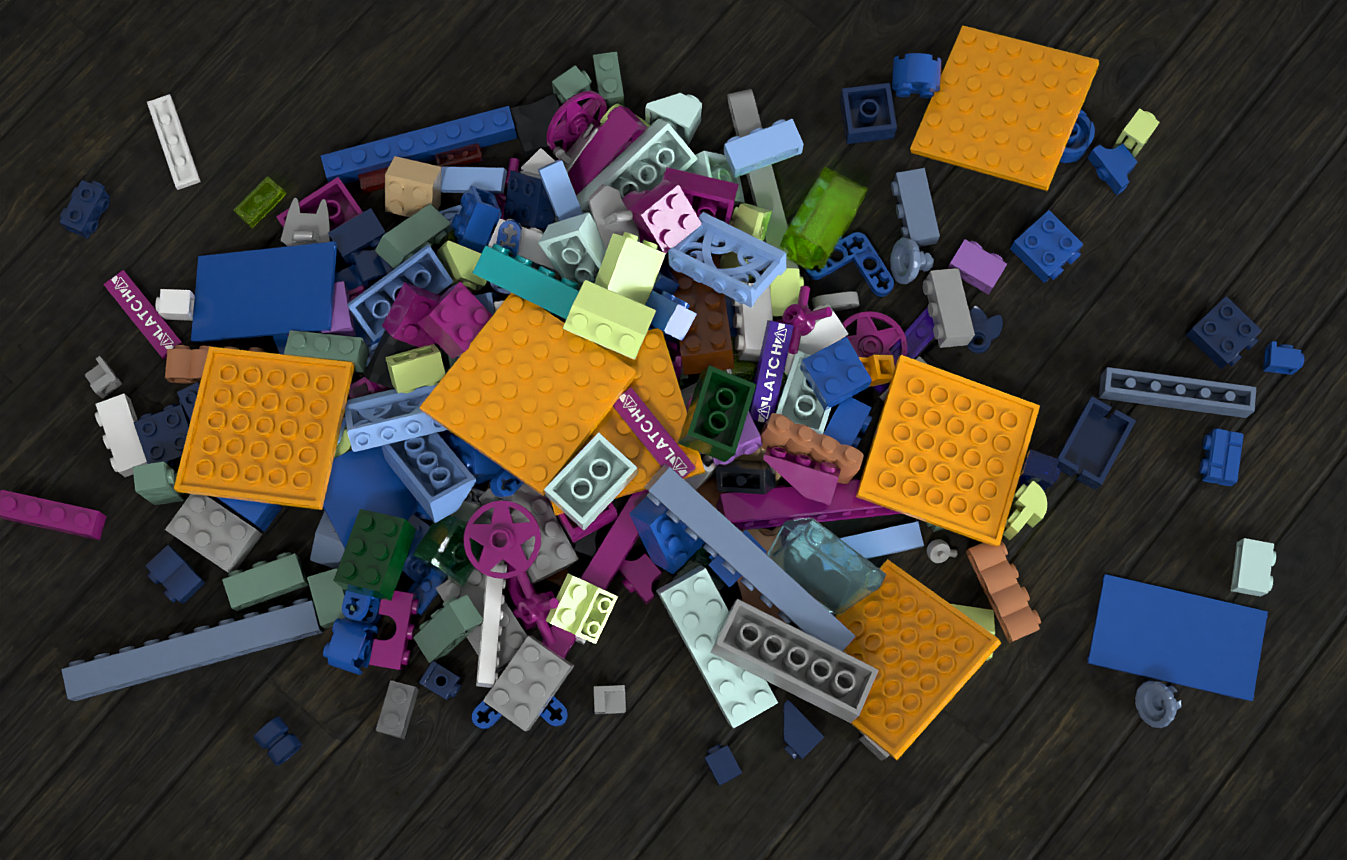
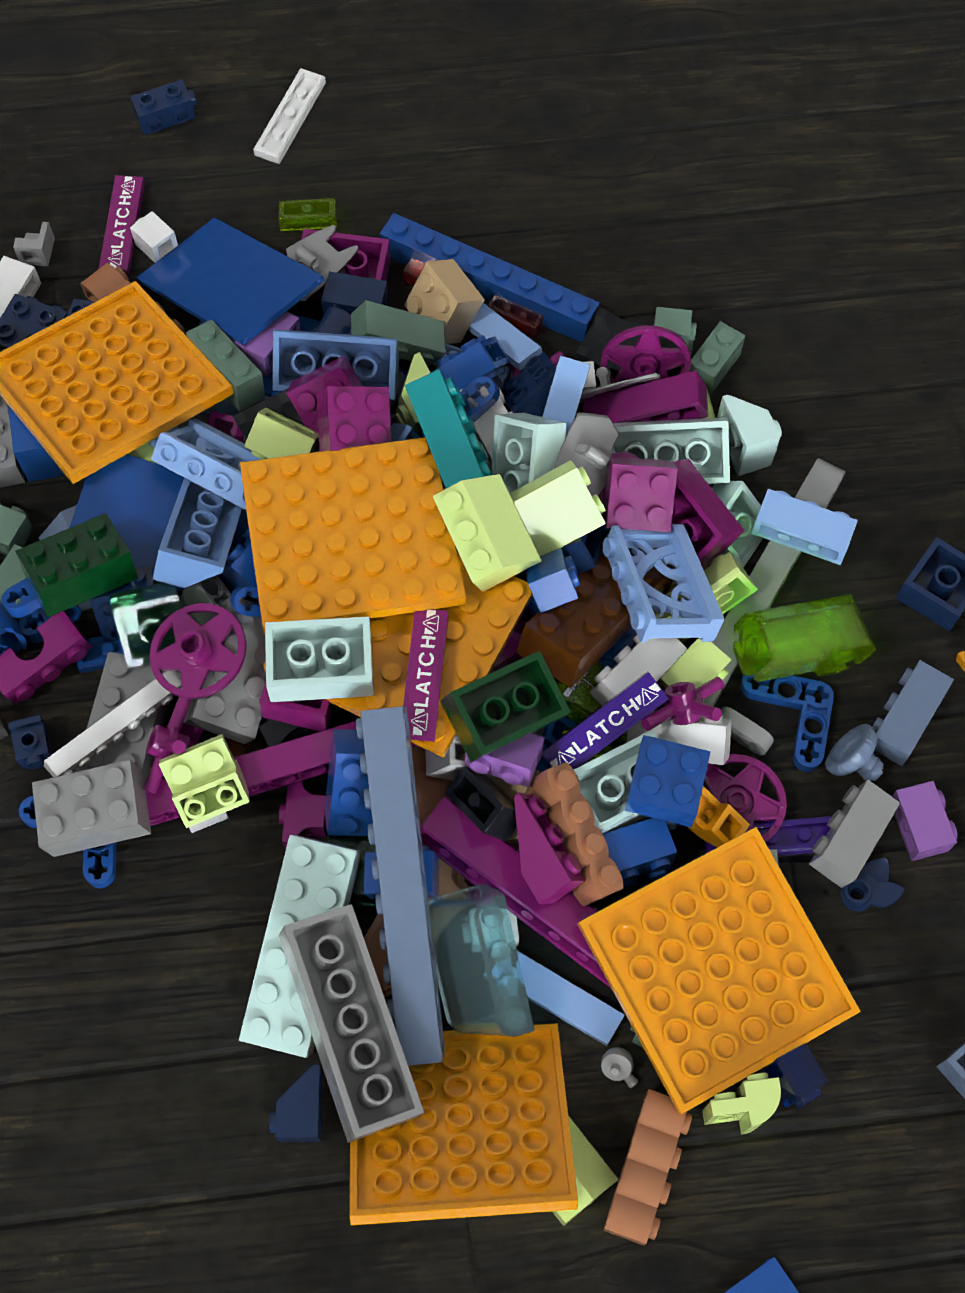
camera: 45 degrees right, 10 degrees down
(447, 627) = (79, 695): sand green brick -> none
(609, 699) = (158, 903): light grey panel -> none
(722, 764) = (197, 1069): dark blue brick -> none
(1094, 443) = (885, 1104): dark blue piece -> none

